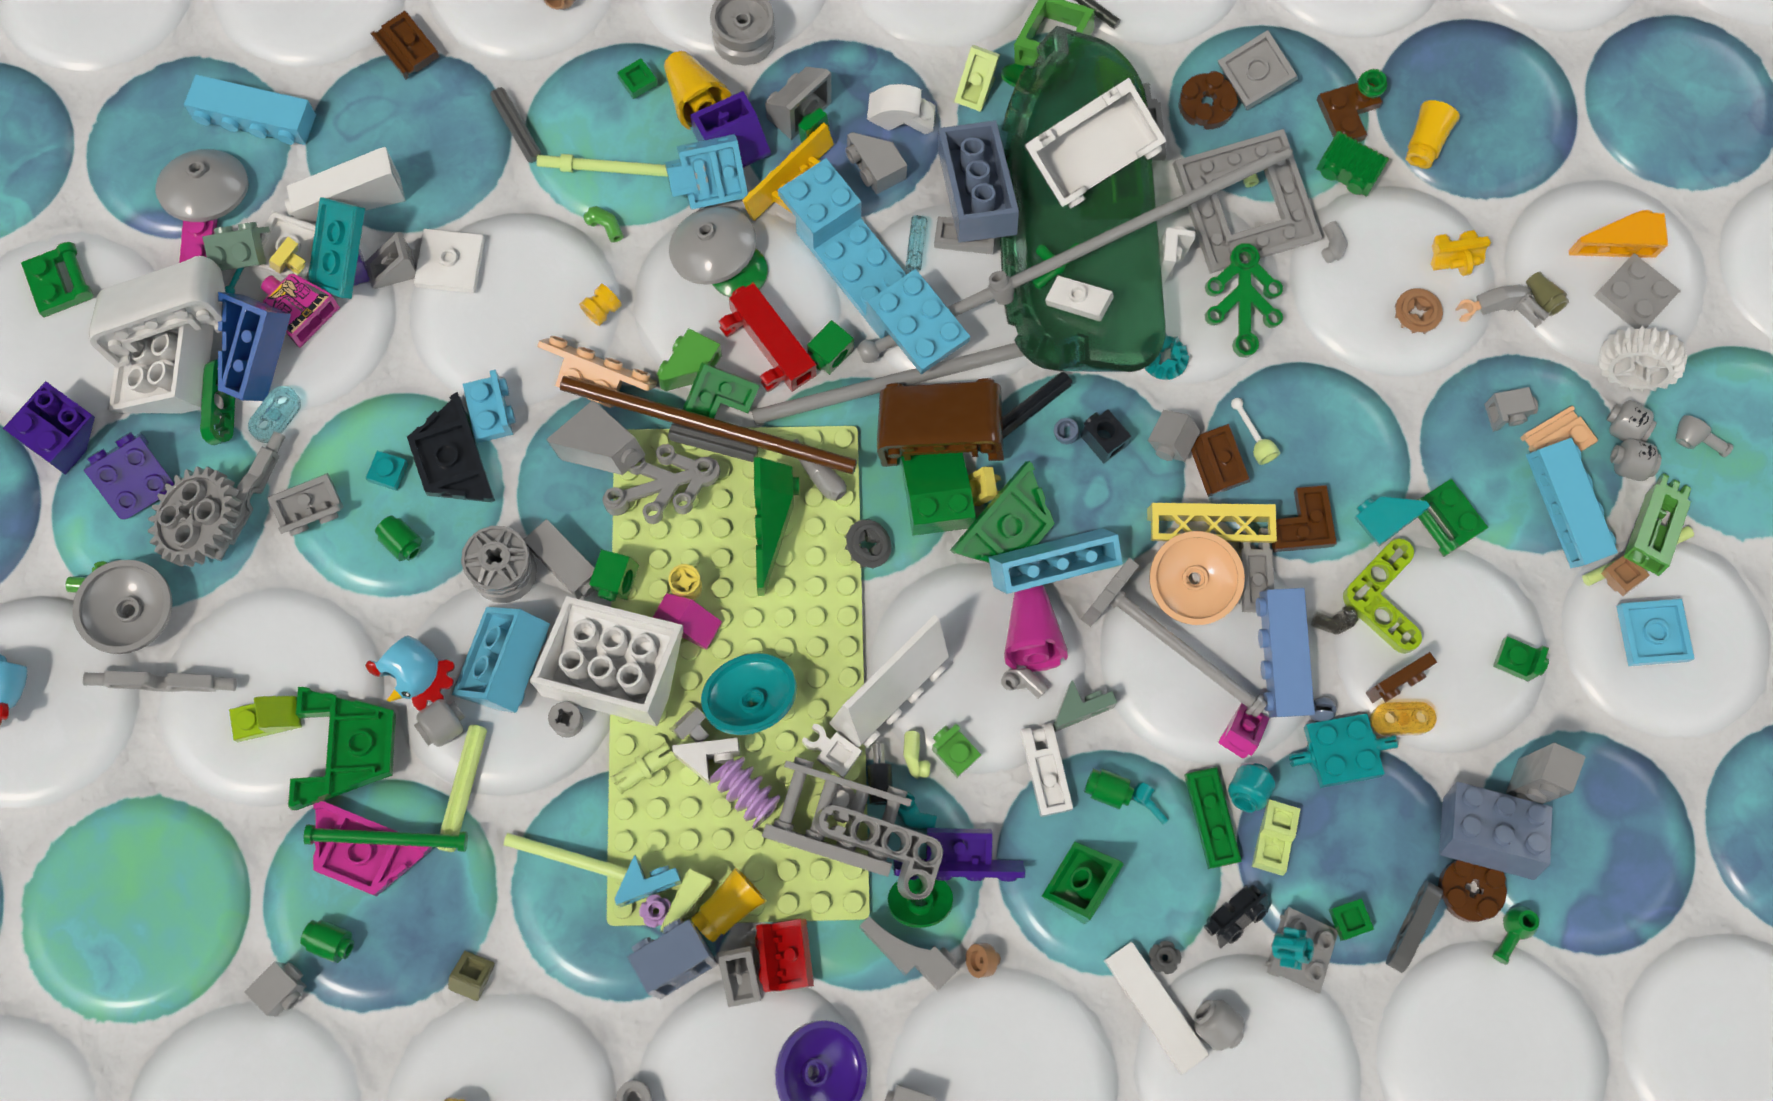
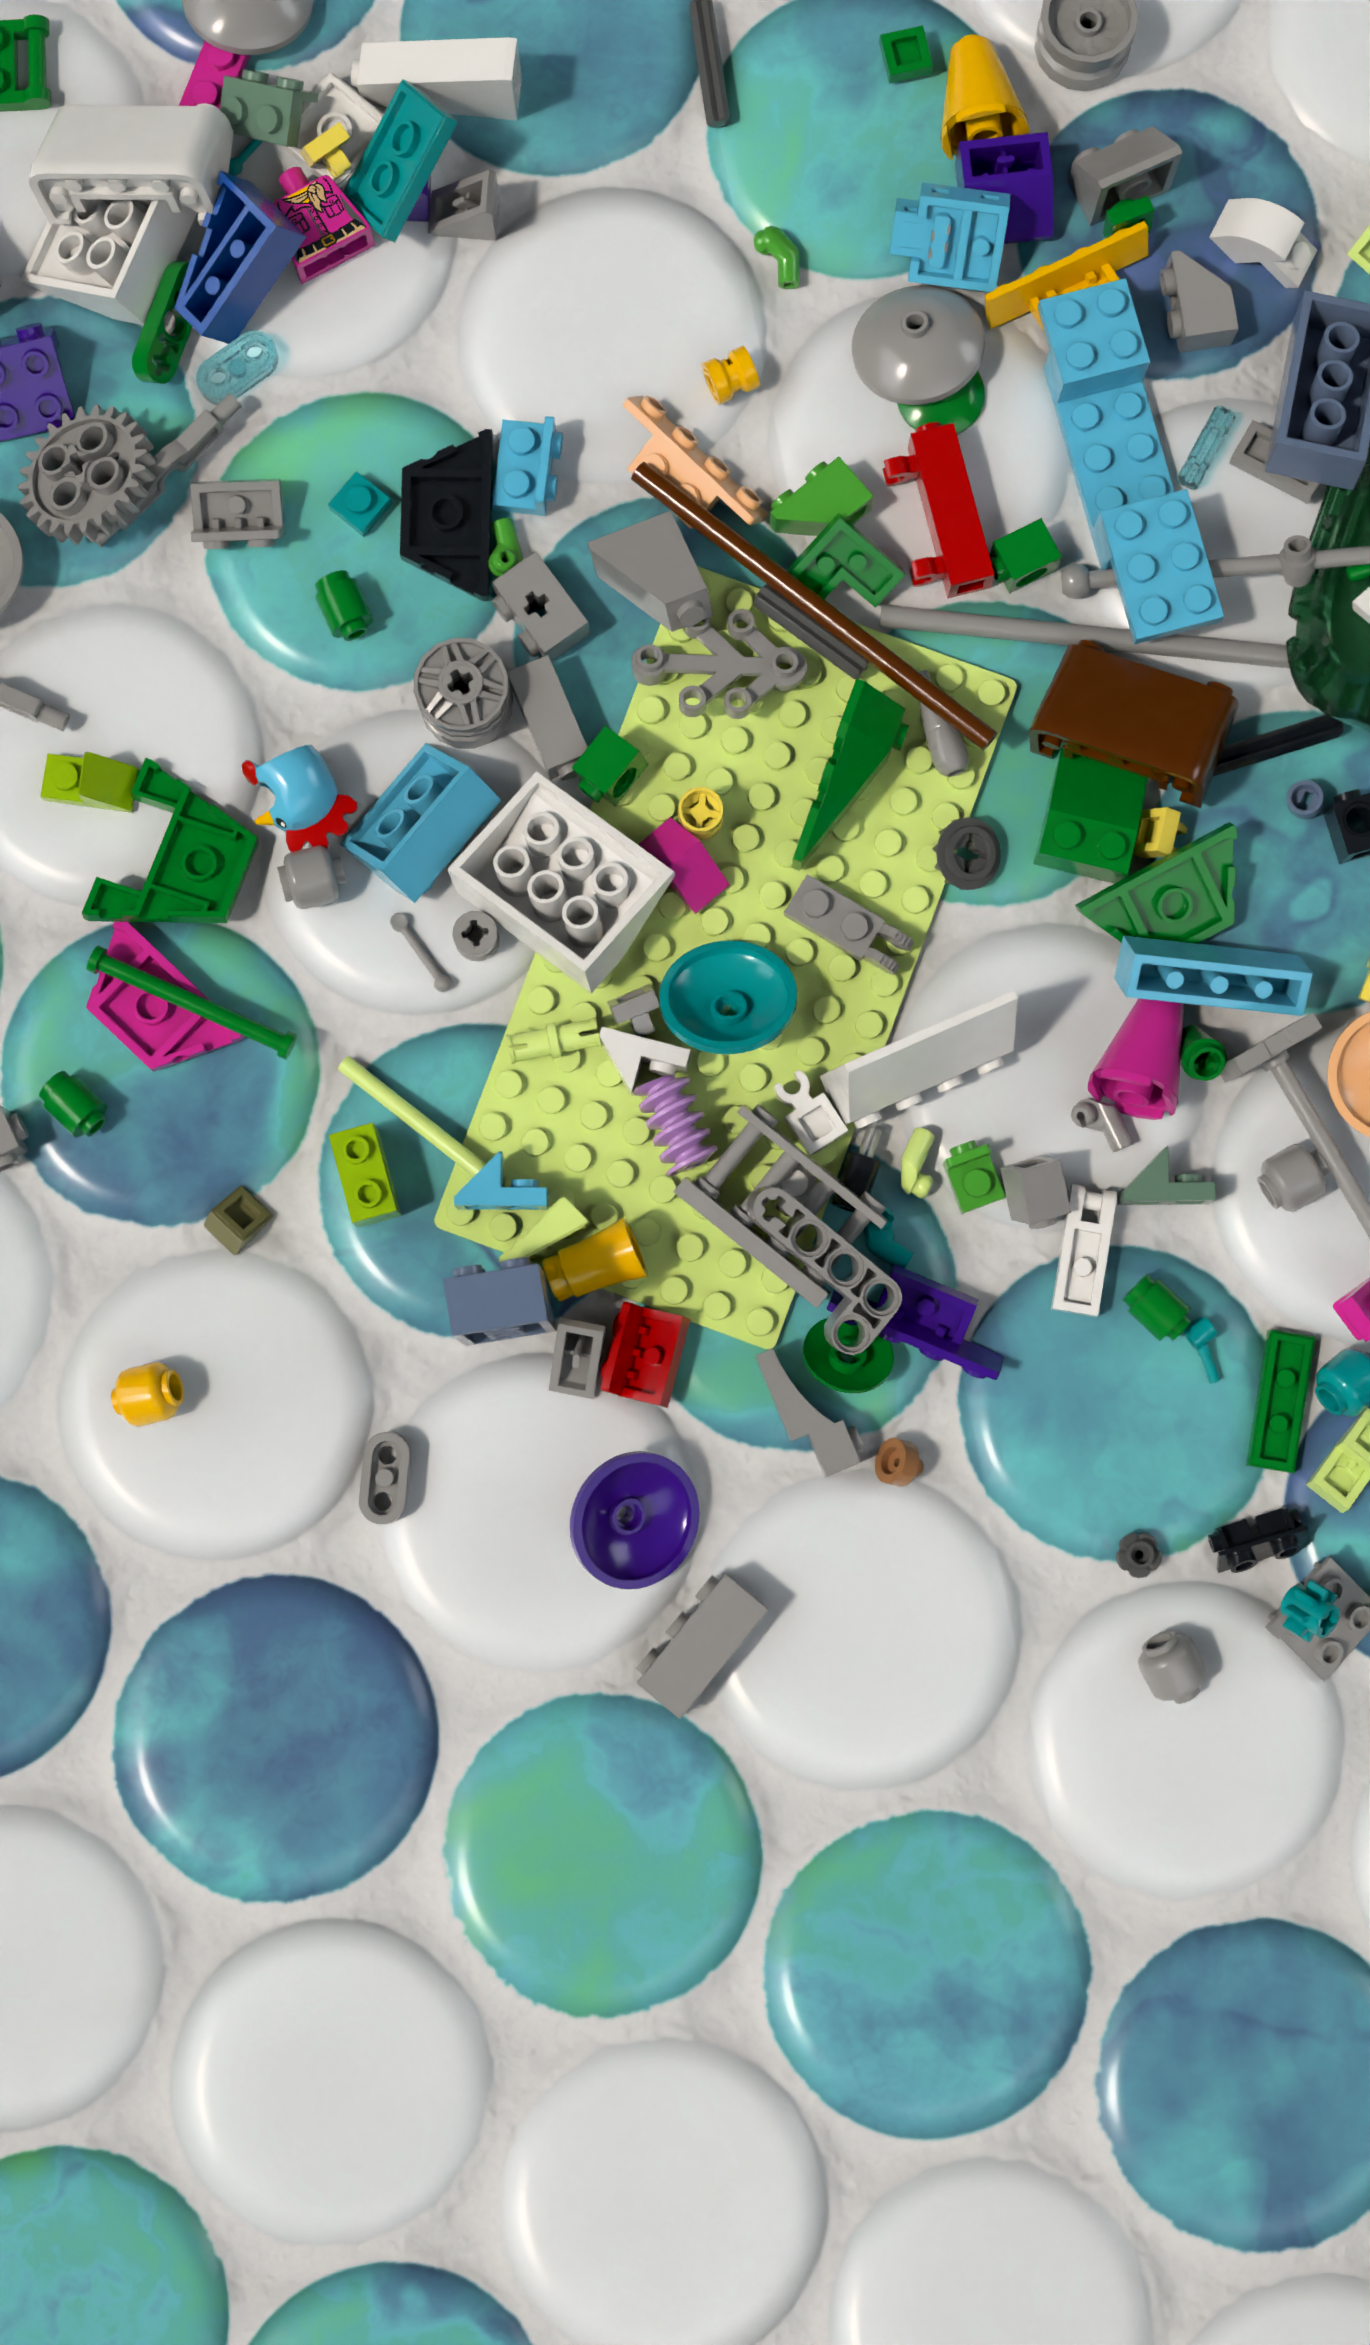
camera: 30 degrees right, 10 degrees up
(449, 261) = (546, 232): white plate -> none
(463, 782) = (315, 966): yellowish green axle -> none
(496, 466) = (508, 549): none -> bright green arm
(512, 731) = (400, 924): none -> light grey hinge
(521, 478) = (531, 584): none -> light grey brick
(548, 909) = (364, 1175): none -> lime brick
(568, 163) = (761, 148): yellowish green bar -> none
(646, 910) = (490, 1225): lavender plate -> none
(806, 618) = (844, 923): none -> light grey hinge
(1000, 743) = (1036, 1191): none -> light grey brick
(1069, 613) = (1201, 1054): none -> green cone
(1082, 881) = (1070, 1414): green slope -> none
(1156, 1008) = (1100, 1613): white tile -> none
(1159, 669) = (1293, 1178): none -> light grey head

